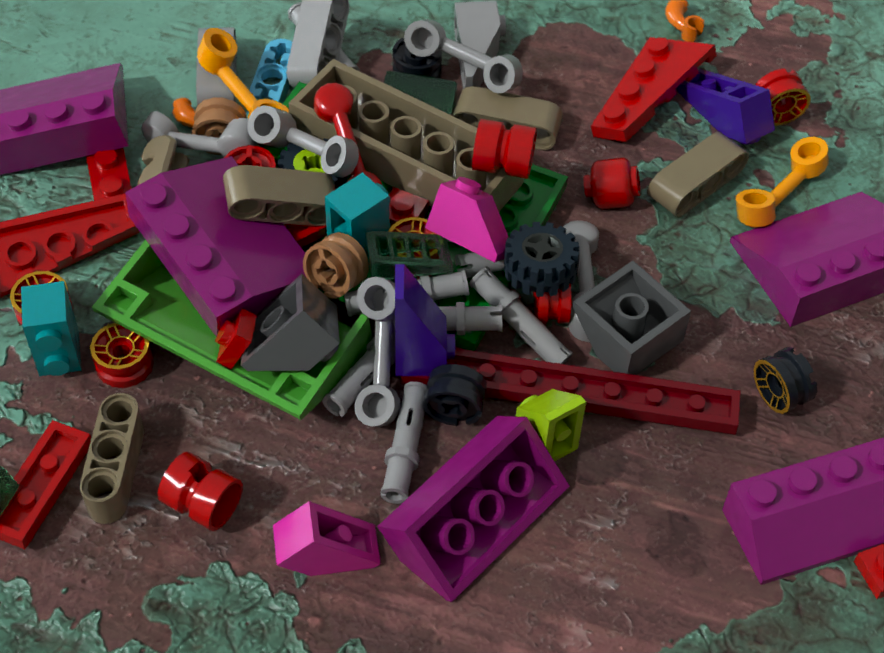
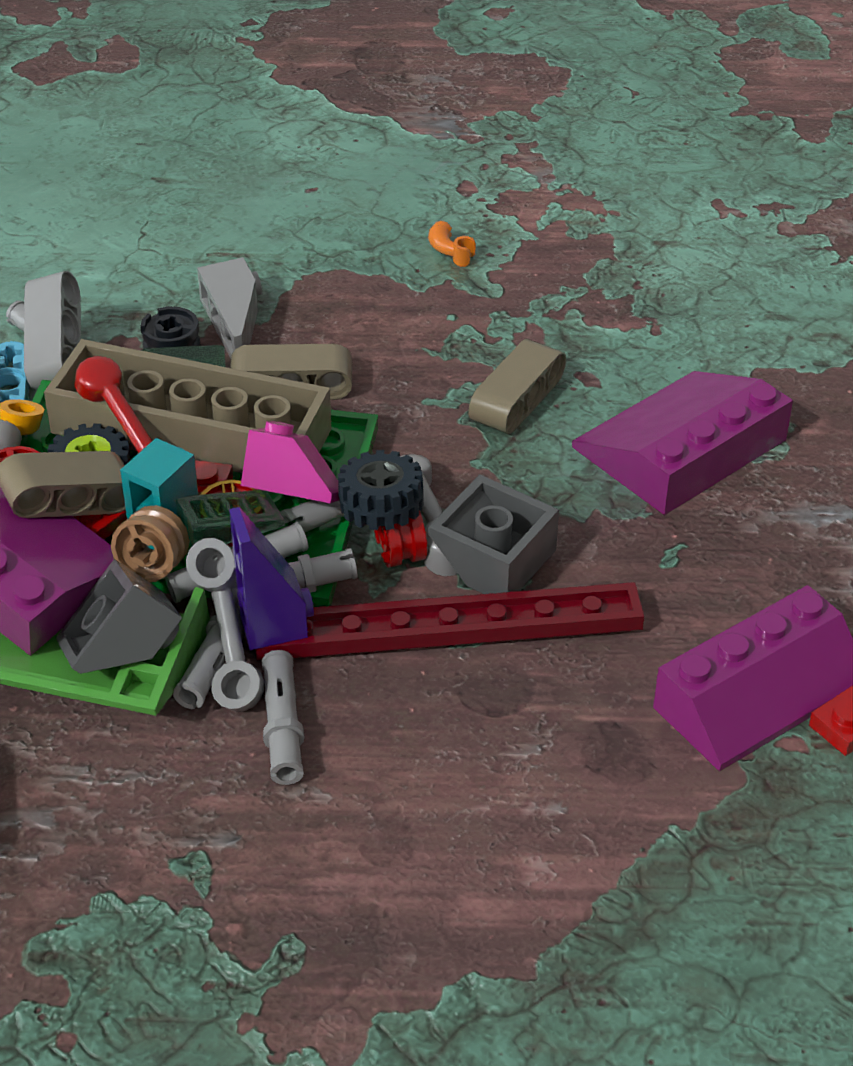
camera: 15 degrees left, 10 degrees down
(196, 489) = (51, 815): red wheel -> none
(235, 338) = (54, 644): red plate -> none
(278, 129) = (38, 423): light grey piece -> none
(324, 541) = (221, 837): dark pink slope -> none
(429, 38) = (180, 305): light grey piece -> none
(455, 394) = (324, 653): black wheel -> none
(474, 506) = (382, 762): magenta slope -> none
(504, 148) = (308, 383): red wheel -> none
(520, 317) = (371, 561): light grey pin -> none
(556, 419) = (441, 659): lime slope -> none
(612, 183) = (428, 412): red head -> none
(647, 83) = (433, 309): red wing -> none
(730, 105) = (528, 312): dark purple slope -> none
(784, 380) = (678, 561): black wheel -> none
(787, 95) = (581, 295): red wheel -> none
(808, 161) = (628, 351): light orange piece -> none

